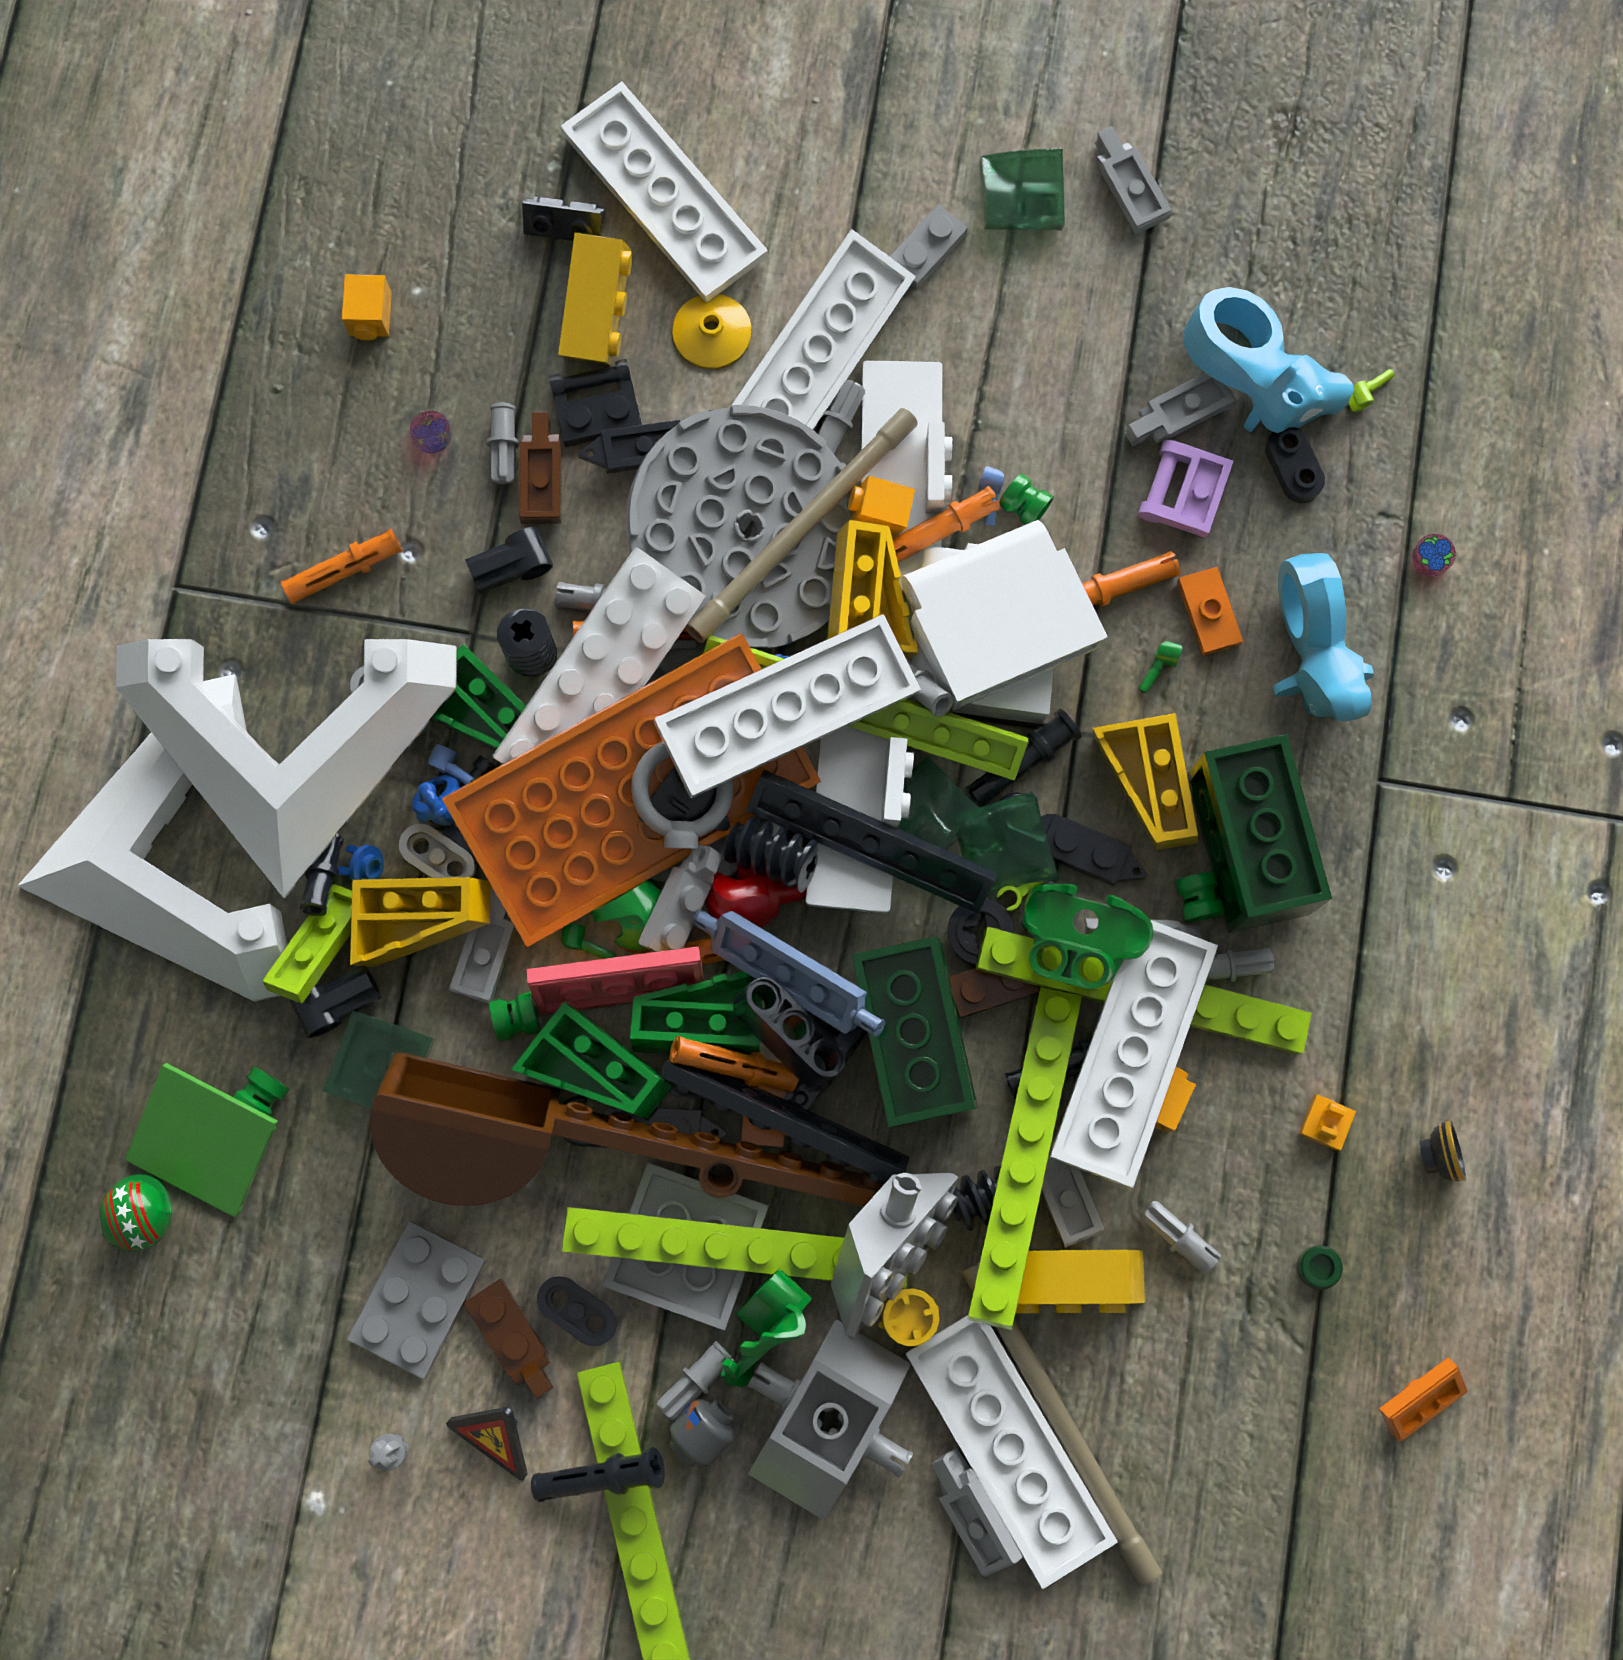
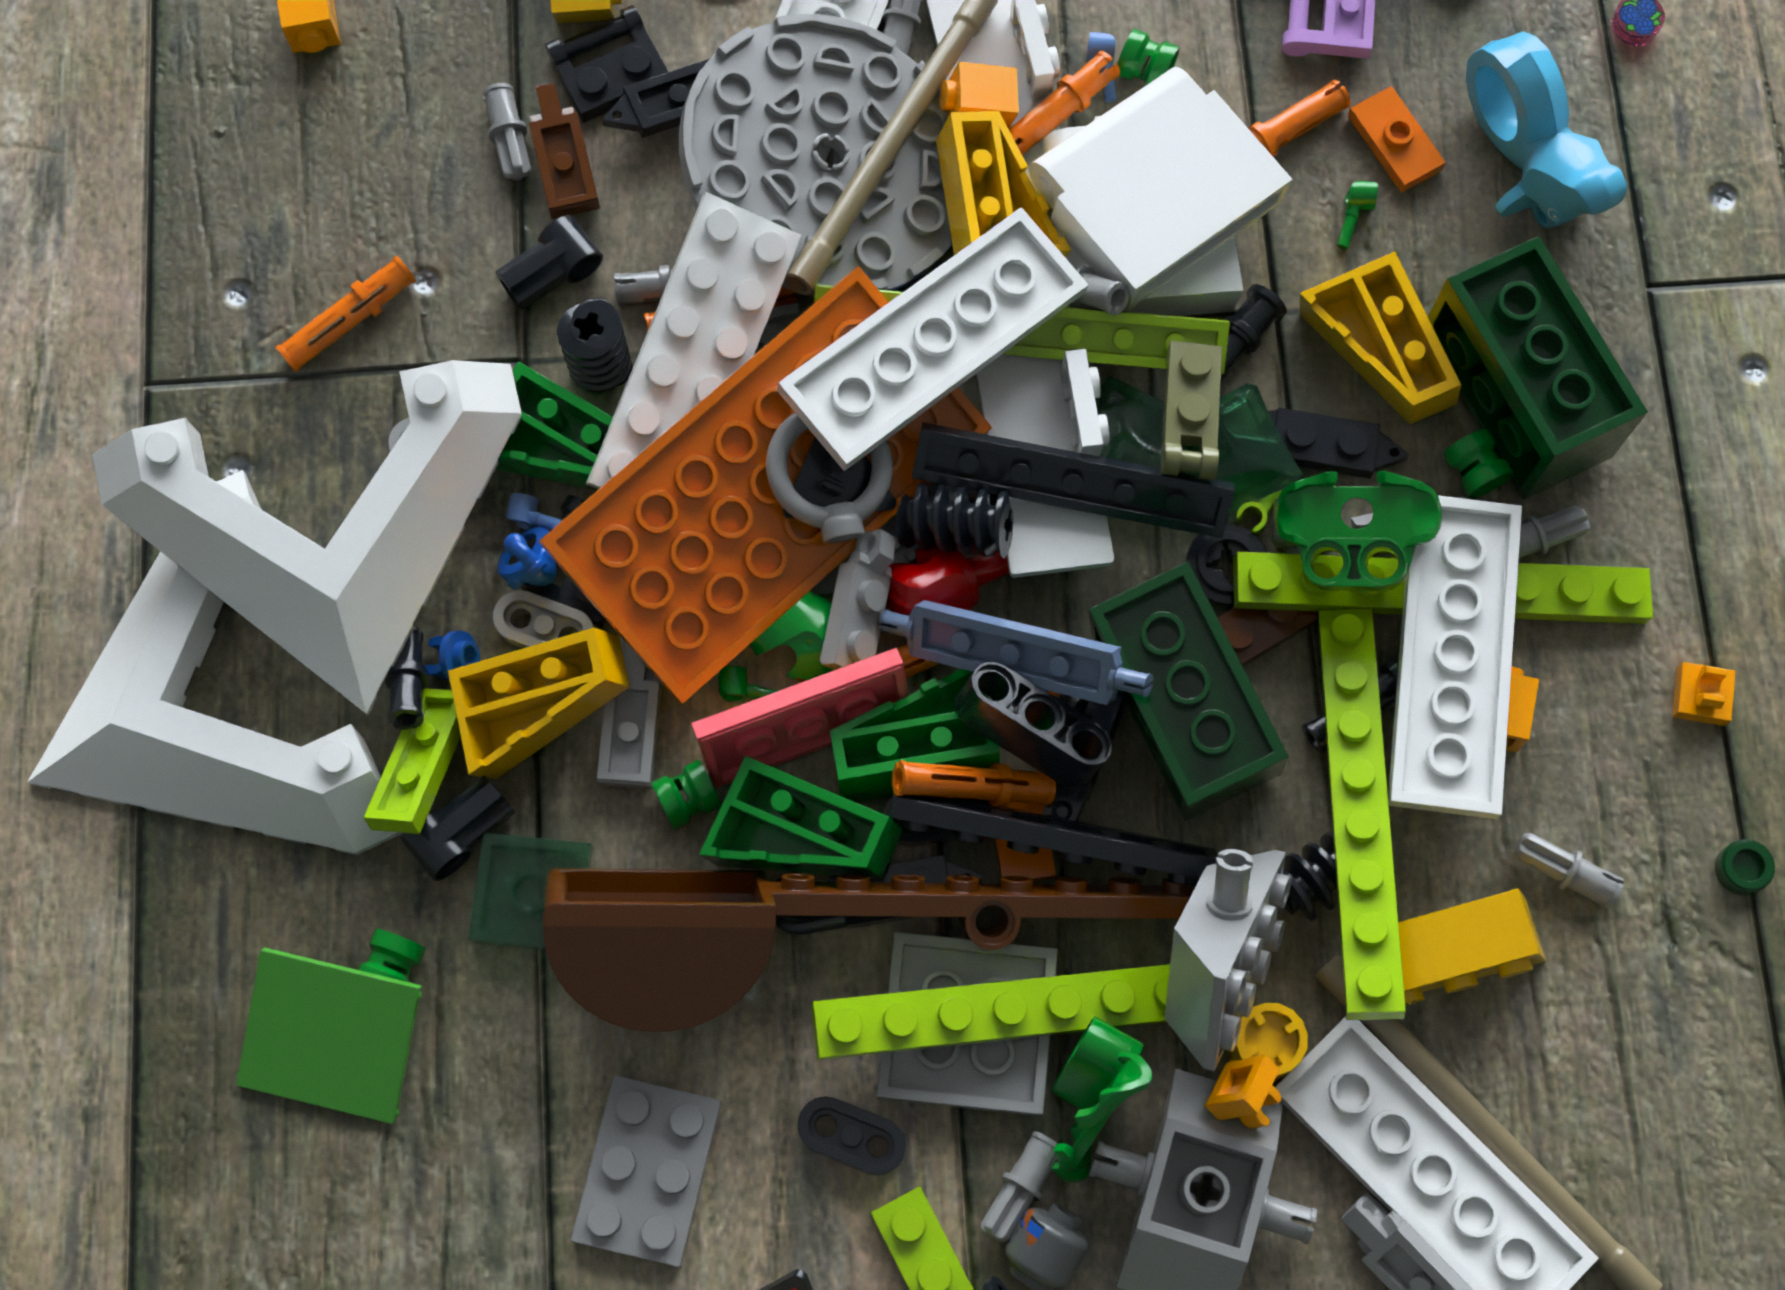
camera: 10 degrees left, 5 degrees down
(135, 1213) = (266, 1146): green helmet -> none
(430, 431) = (417, 139): tile -> none
(510, 1336) = (775, 1188): reddish brown hinge -> none
(877, 1352) = (1243, 1090): none -> light orange tile
(978, 807) = (1191, 409): none -> olive plate
(1069, 1203) = (1425, 860): light grey hinge -> none

